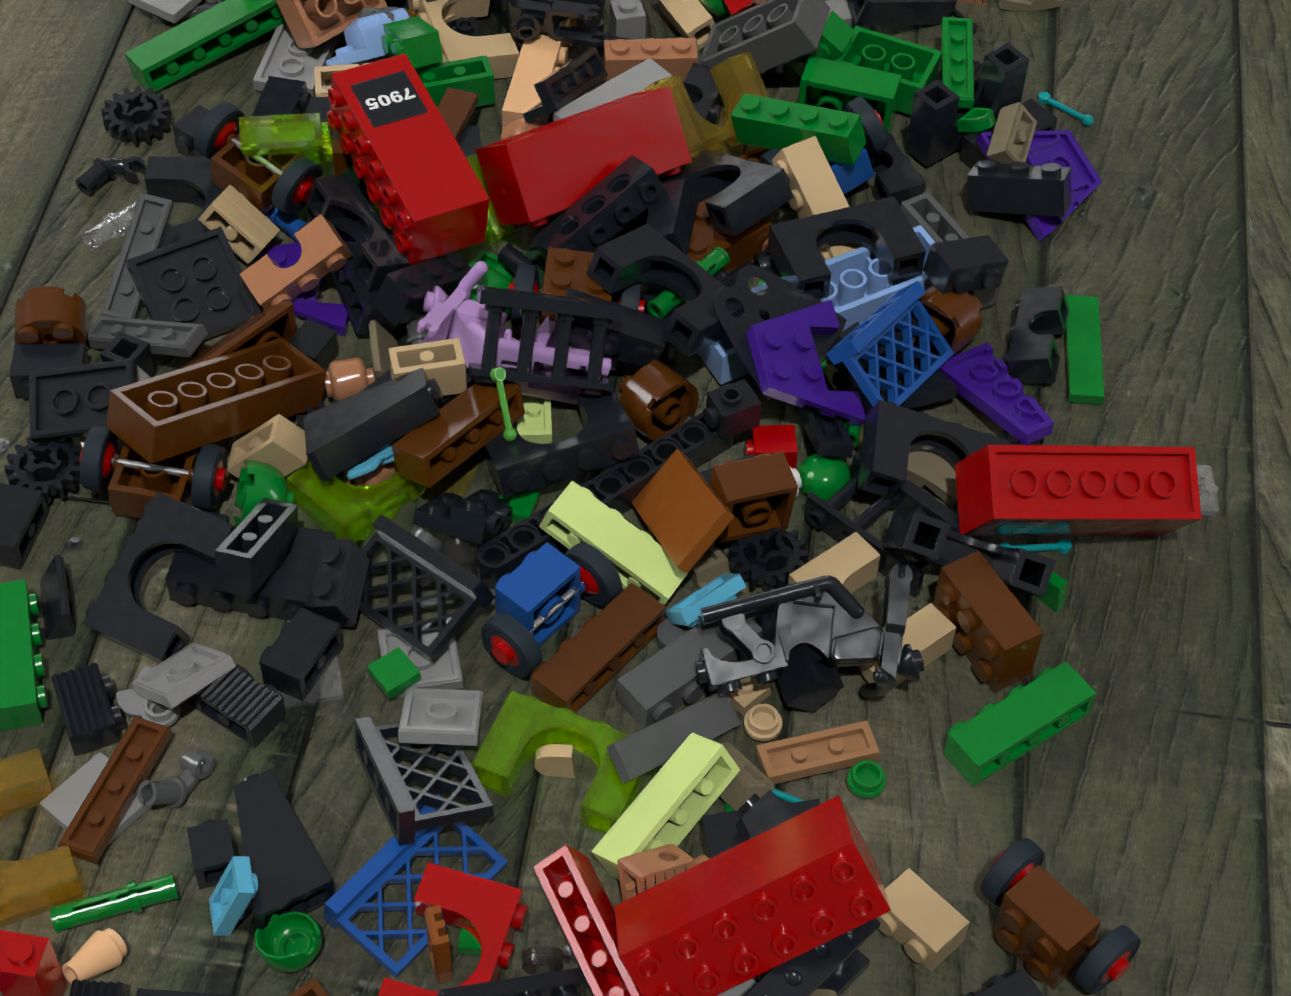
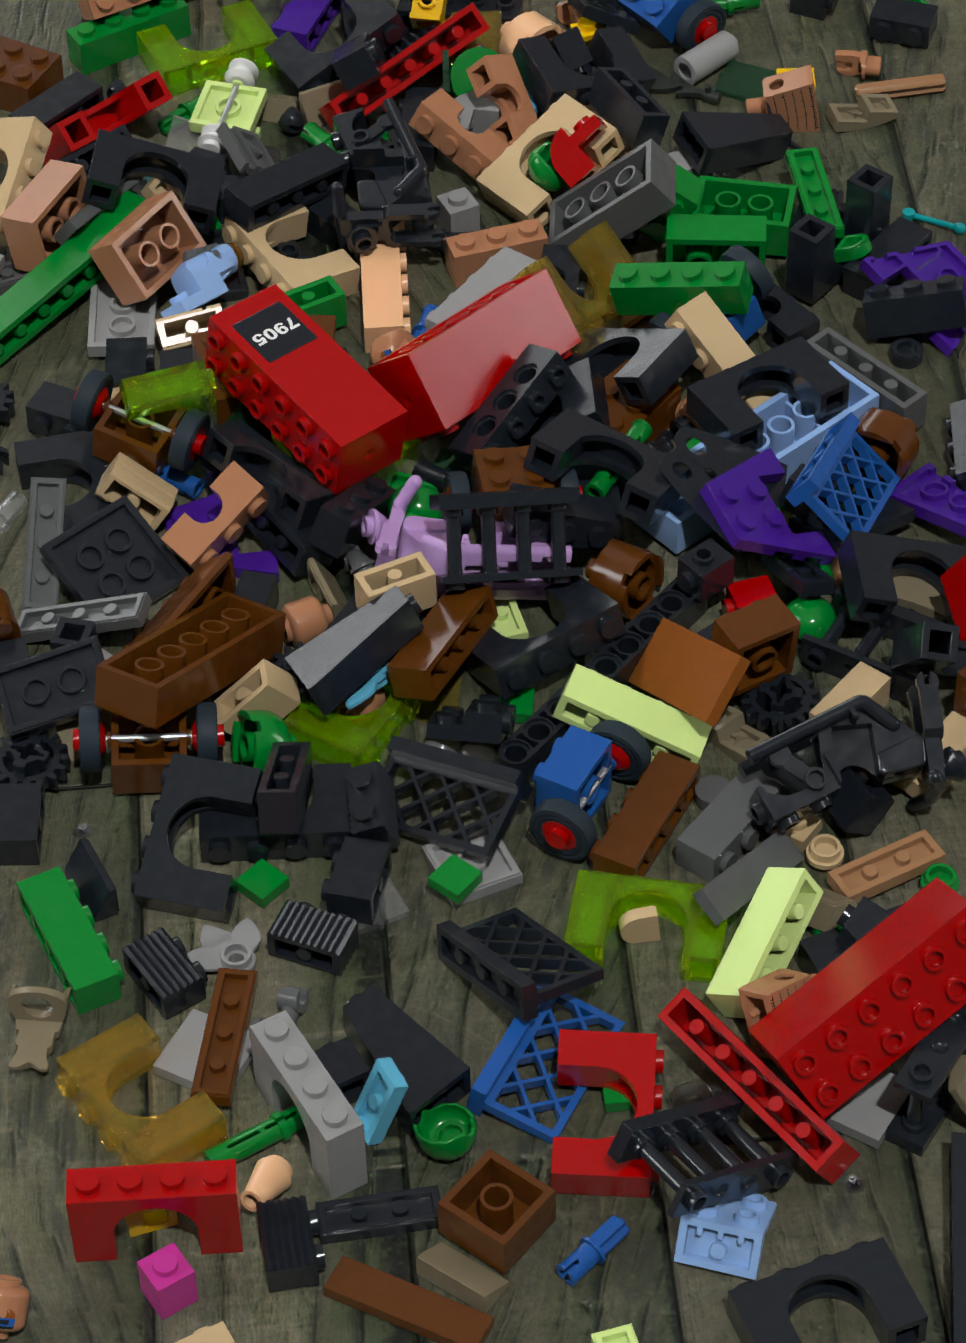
camera: 10 degrees left, 5 degrees down
(158, 886) = (292, 1074): none -> light grey arch
(183, 674) = (253, 919): light grey tile -> none
(216, 632) = (262, 883): none -> green tile
(415, 39) = (248, 274): green brick -> none
(438, 944) = (592, 1100): dark orange tile -> none
(441, 716) = (516, 908): light grey tile -> none
(498, 375) = (471, 579): bright green hinge -> none
(567, 83) = (426, 289): black fence -> none
(715, 592) = (725, 762): medium azure plate -> none
(965, 264) = (891, 388): black brick -> none
(1001, 230) = (906, 353): none -> black tile
(1012, 135) = (894, 255): dark tan slope -> none

